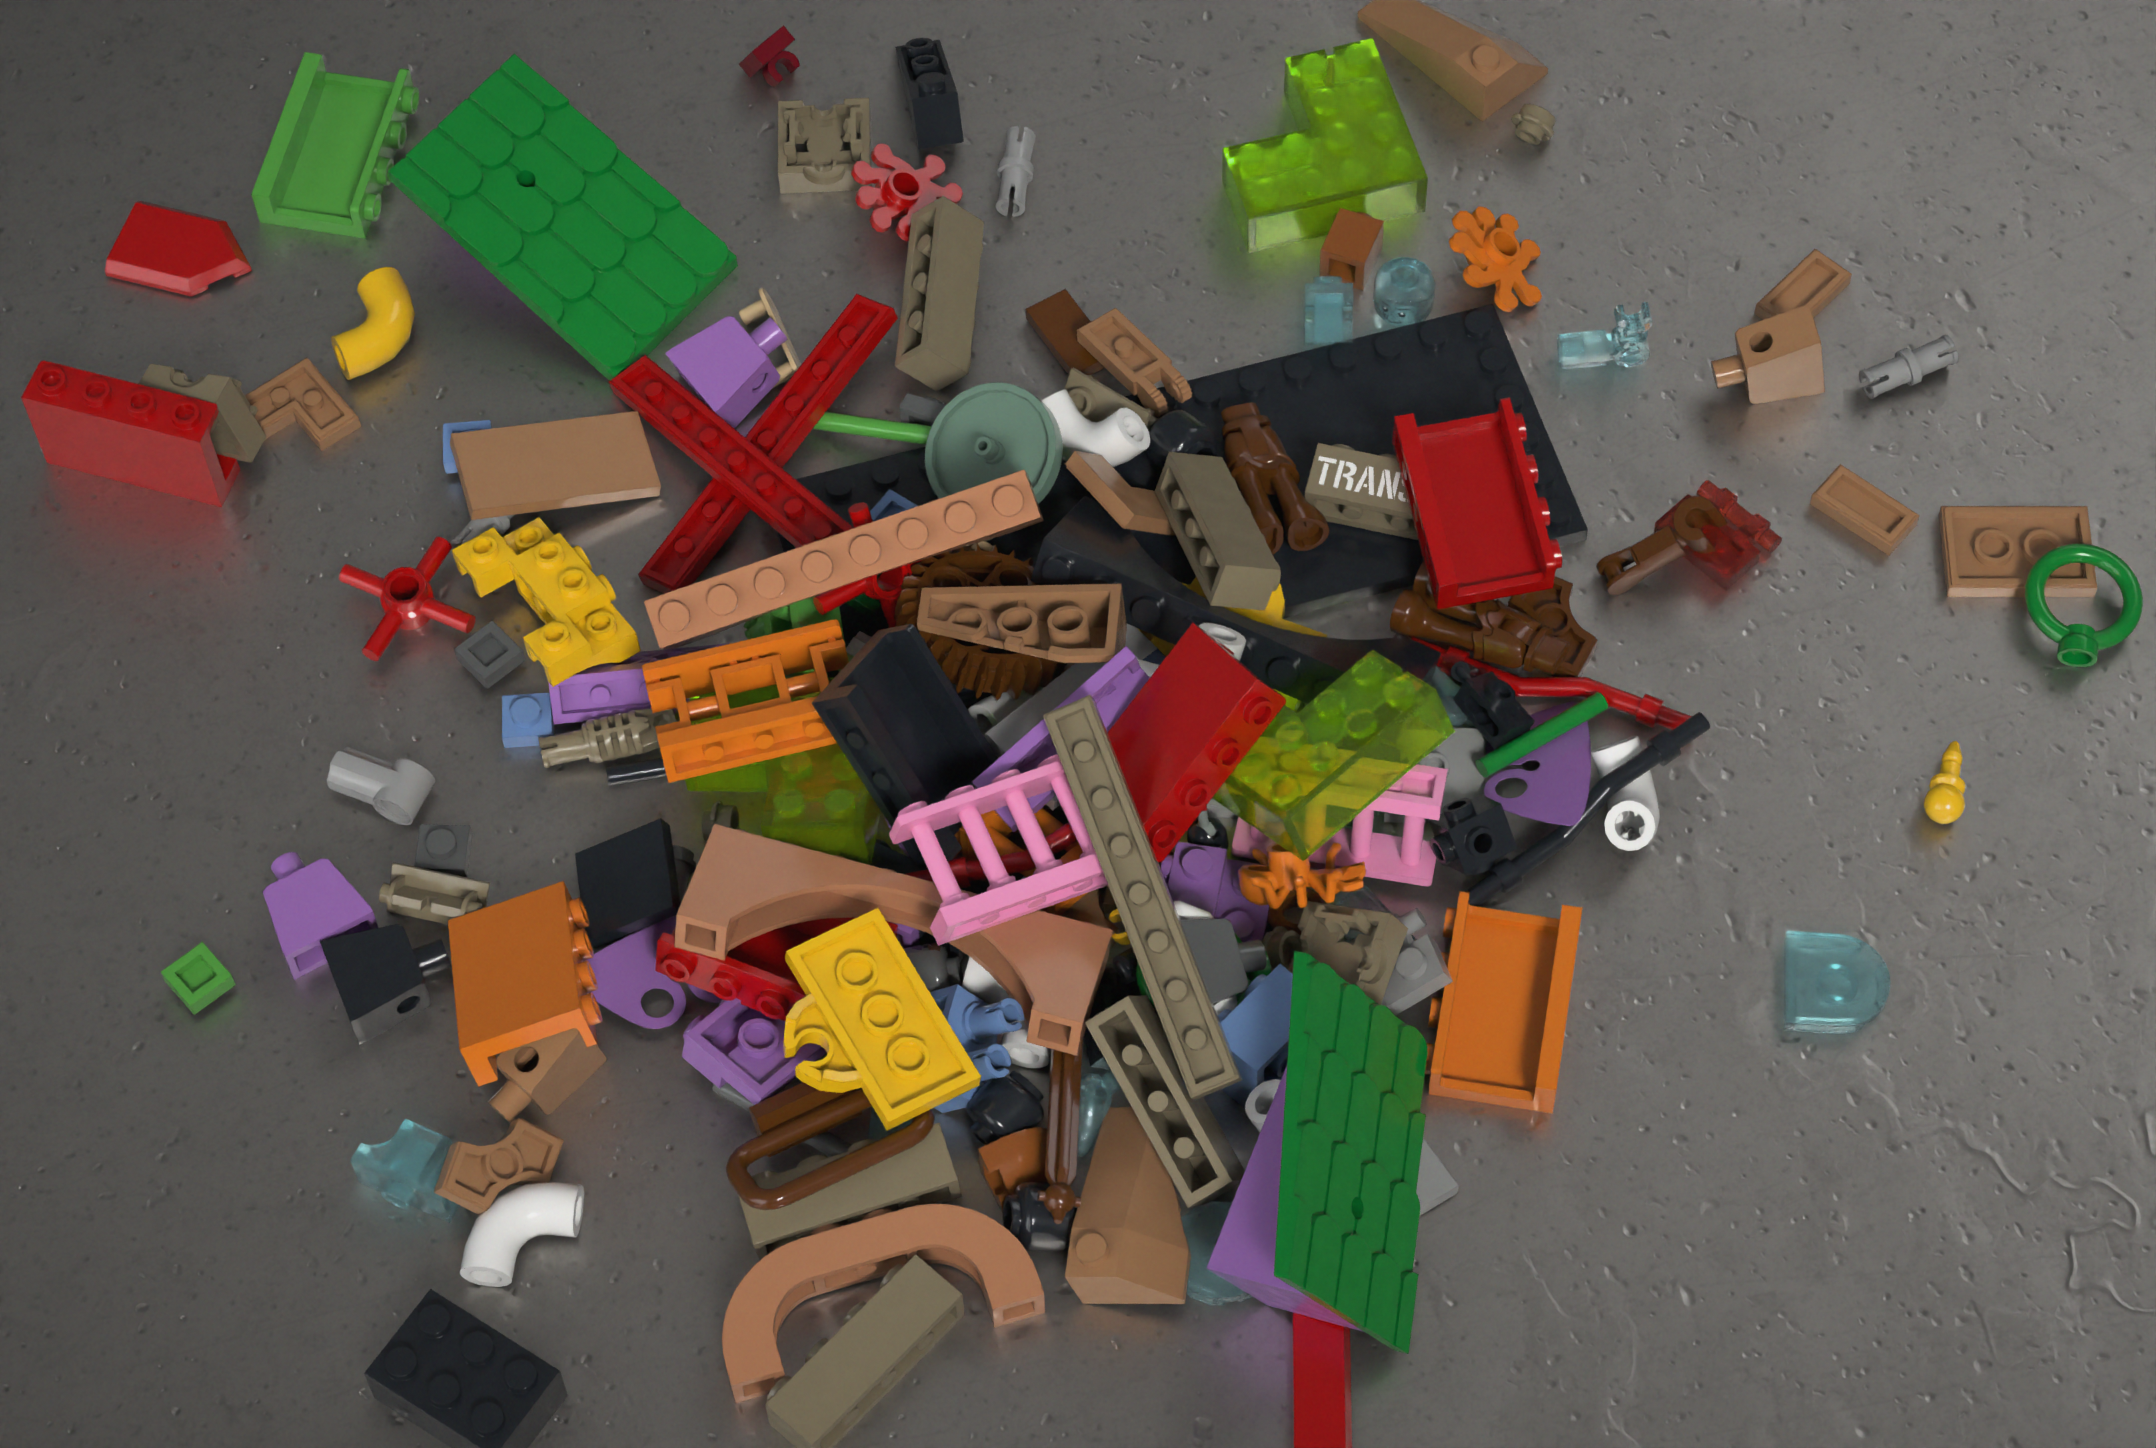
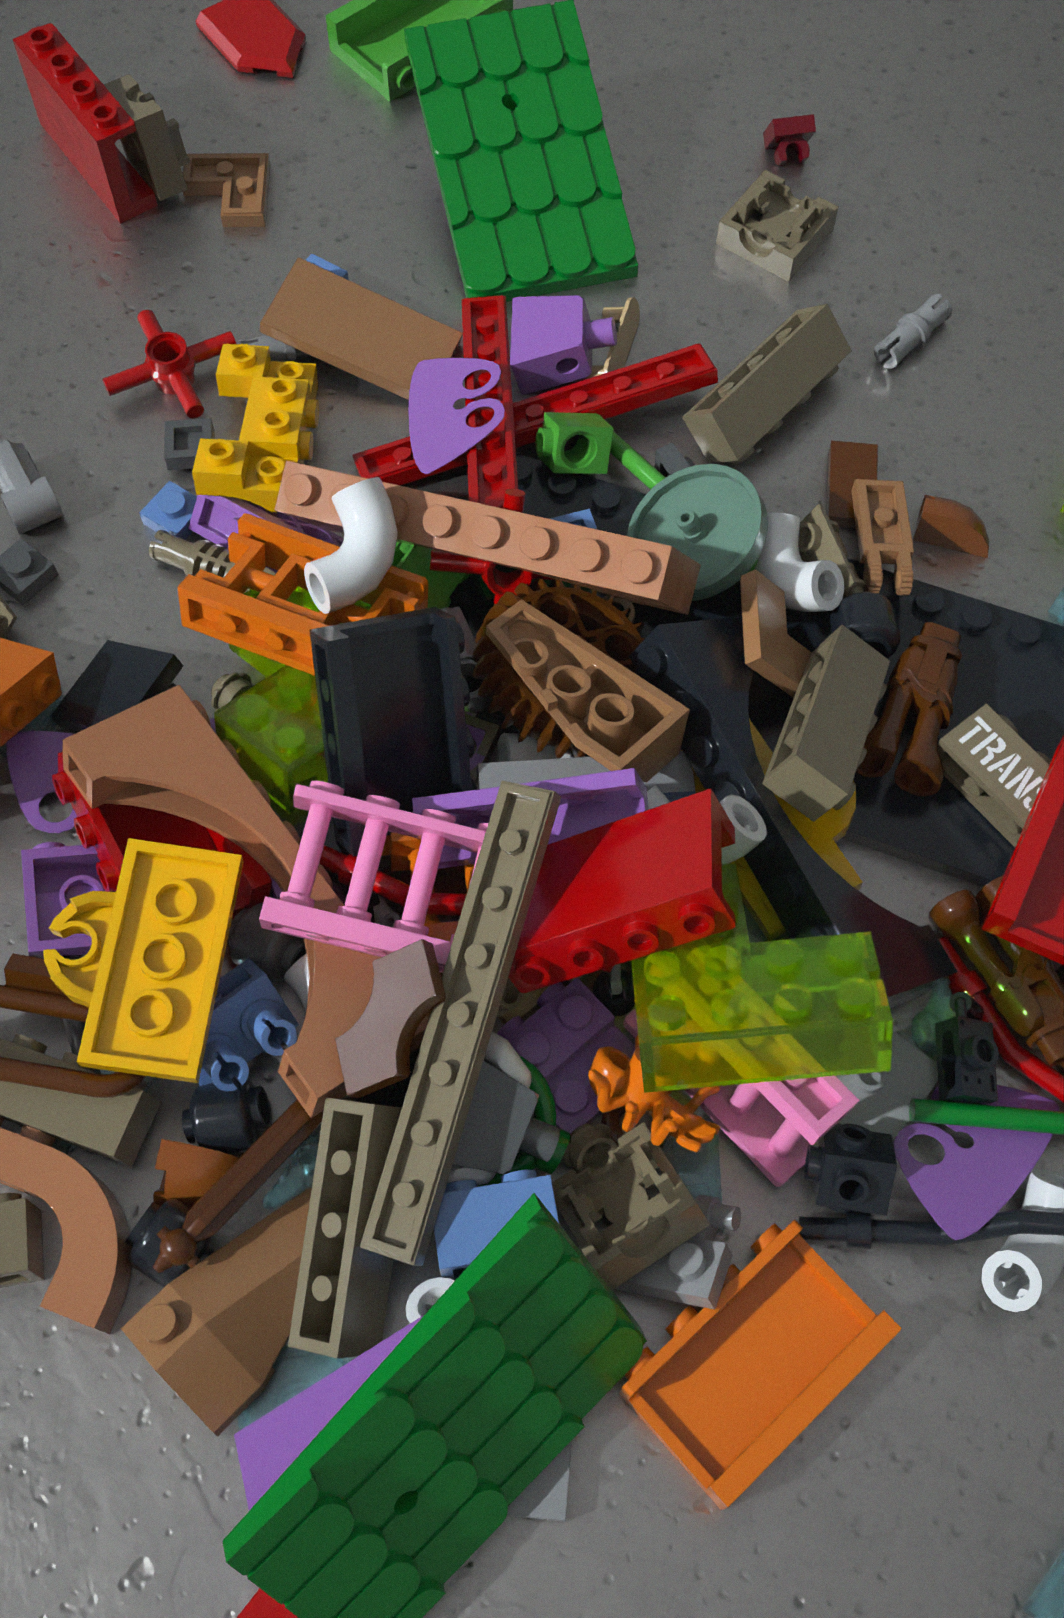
camera: 35 degrees right, 5 degrees up
(383, 330) = (335, 164): yellow cylinder -> none
(704, 504) = (435, 426): none -> medium lavender piece
(781, 627) = (365, 551): none -> white cylinder
(825, 443) = (591, 450): none -> bright green brick
(899, 188) = (804, 285): red animal -> none
(930, 93) = (890, 233): black slope -> none
(1096, 956) = (379, 1043): none -> tile
(1175, 320) = (951, 526): none -> dark orange brick

